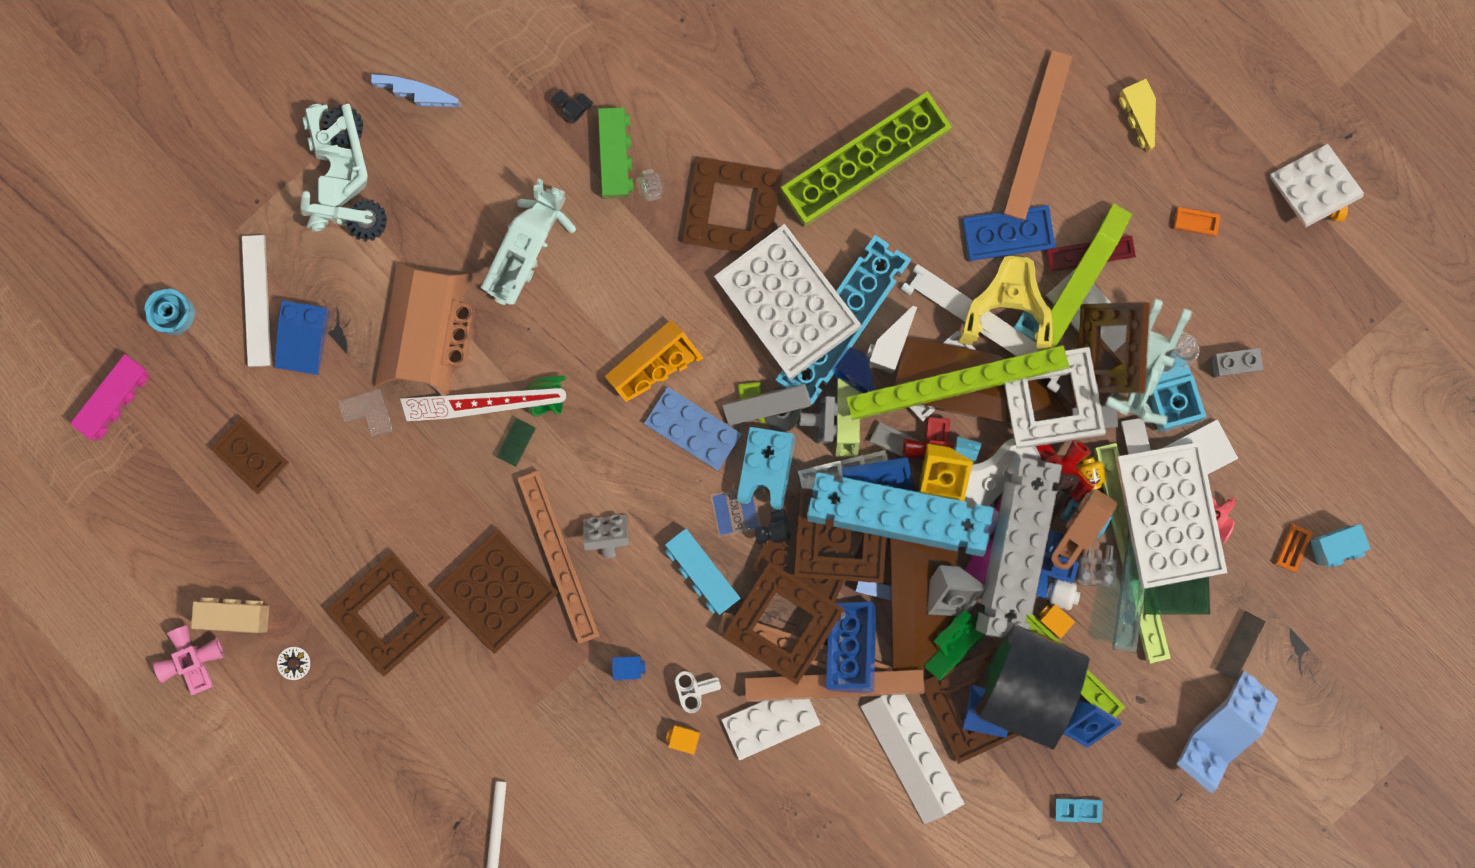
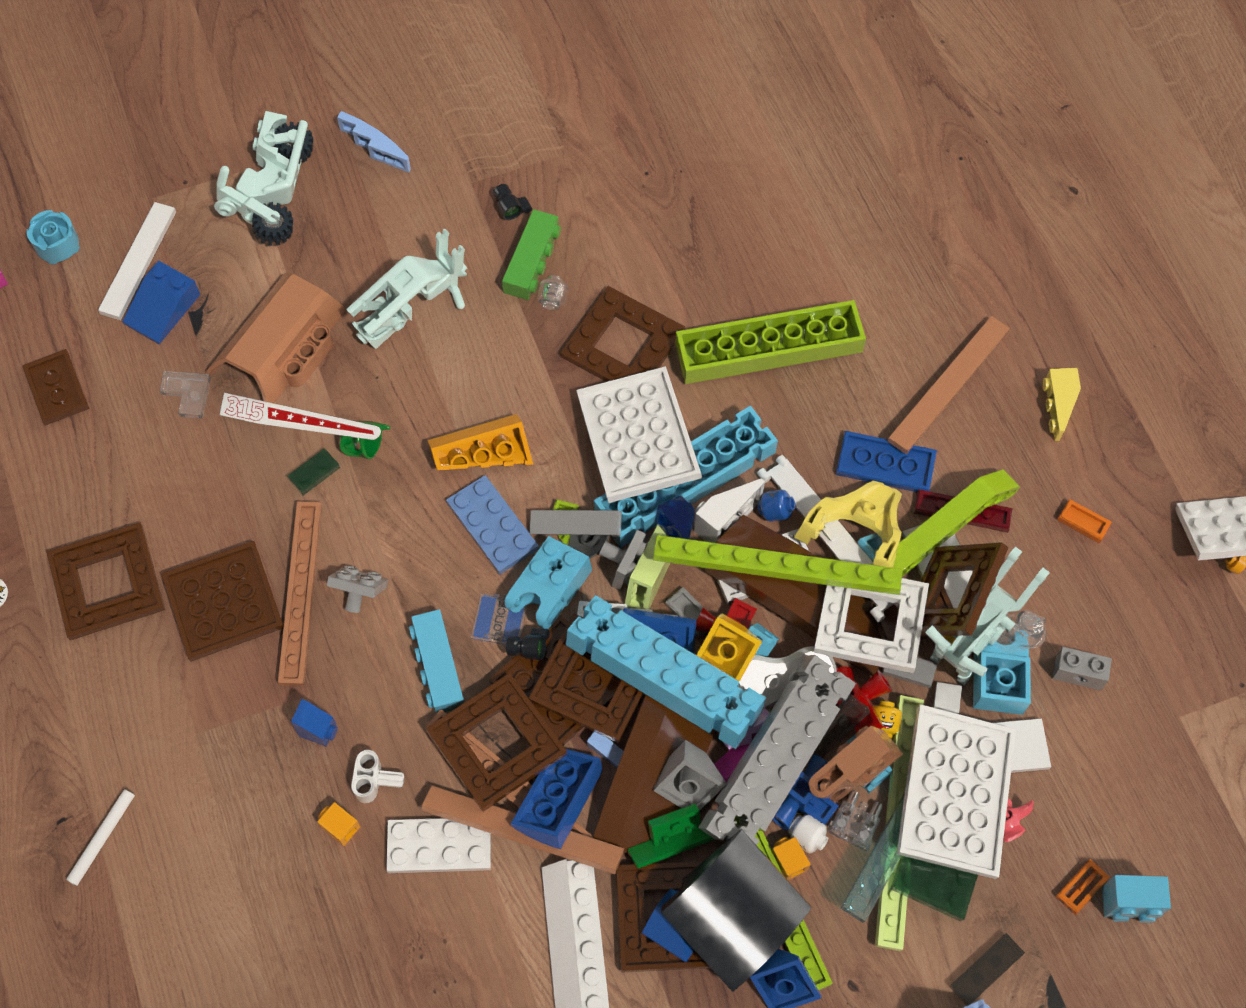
camera: 20 degrees right, 20 degrees down
(930, 316) = (776, 505): none -> blue head

